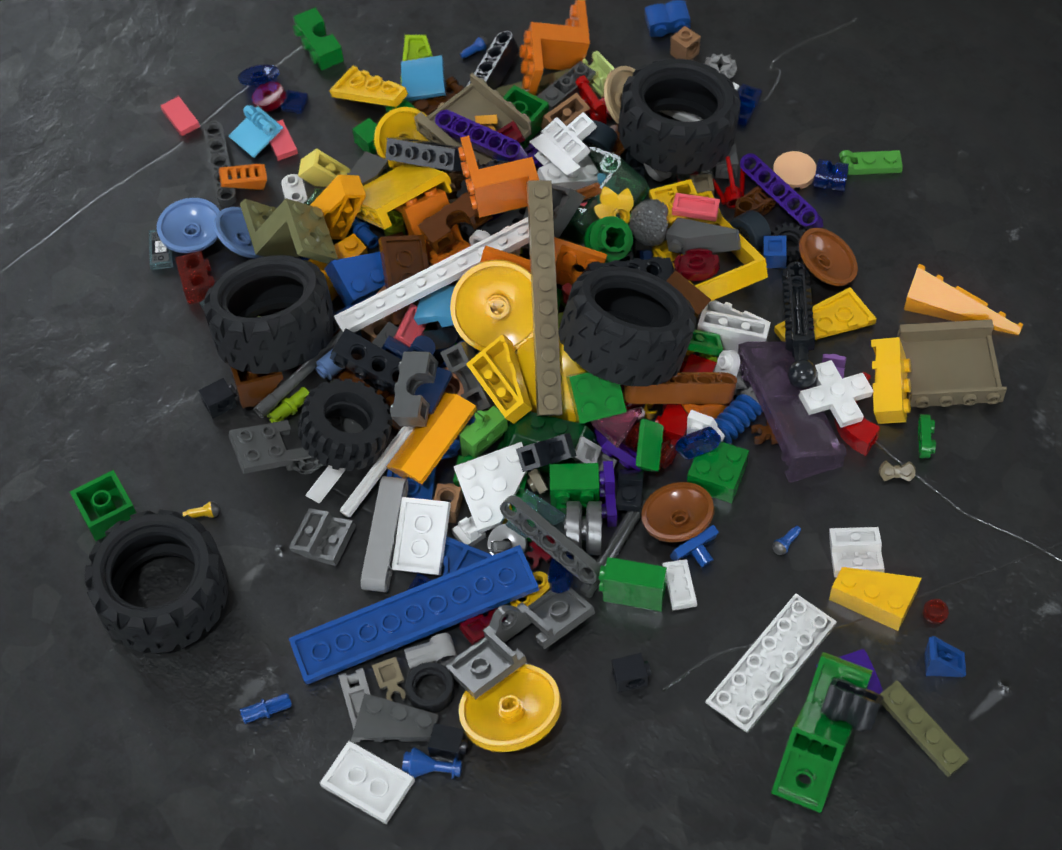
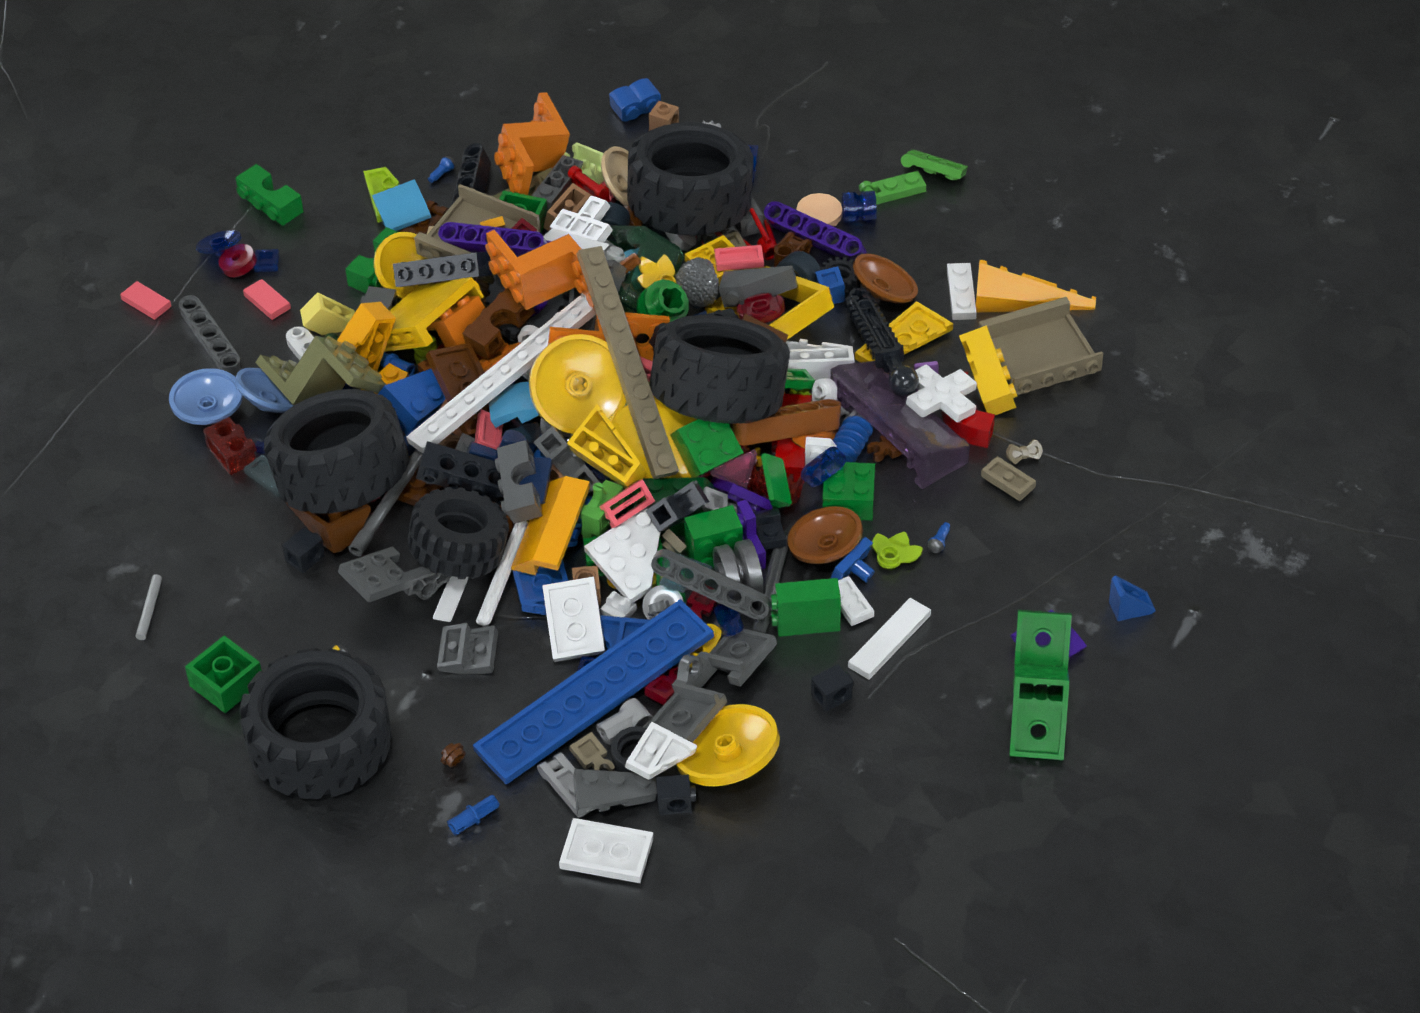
camera: 20 degrees left, 10 degrees down
(72, 417) = (148, 607): none -> light grey bar
(159, 254) = (179, 432): tile -> none
(255, 130) = (237, 295): medium azure hinge -> none
(255, 172) = (245, 339): orange slope -> none
(269, 642) = (452, 754): none -> reddish brown plate
(289, 406) = (384, 538): lime pin -> none
(326, 367) = (413, 488): medium blue brick -> none
(363, 87) = (338, 229): yellow wing -> none
(381, 543) = (534, 627): light grey beam -> none
(418, 763) = (656, 820): blue piece -> none
(443, 698) = (658, 751): none -> white wing
(484, 442) = (610, 513): none -> coral tile
(702, 634) = (889, 638): none -> white tile
(742, 539) = (895, 550): none -> lime plate
(771, 663) = (966, 645): white plate -> none
(851, 704) = (1061, 649): black brick -> none
(856, 549) = (1011, 531): white slope -> none
(872, 495) = (1008, 478): none -> dark tan plate
(875, 594) = (1044, 560): yellow wedge -> none
(897, 285) = (961, 291): none -> white plate
(917, 148) = (934, 164): none -> bright green plate
(923, 729) = (1132, 663): olive plate -> none
(926, 427) = (1038, 412): green plate -> none
(935, 611) = (1106, 562): clear red plate -> none

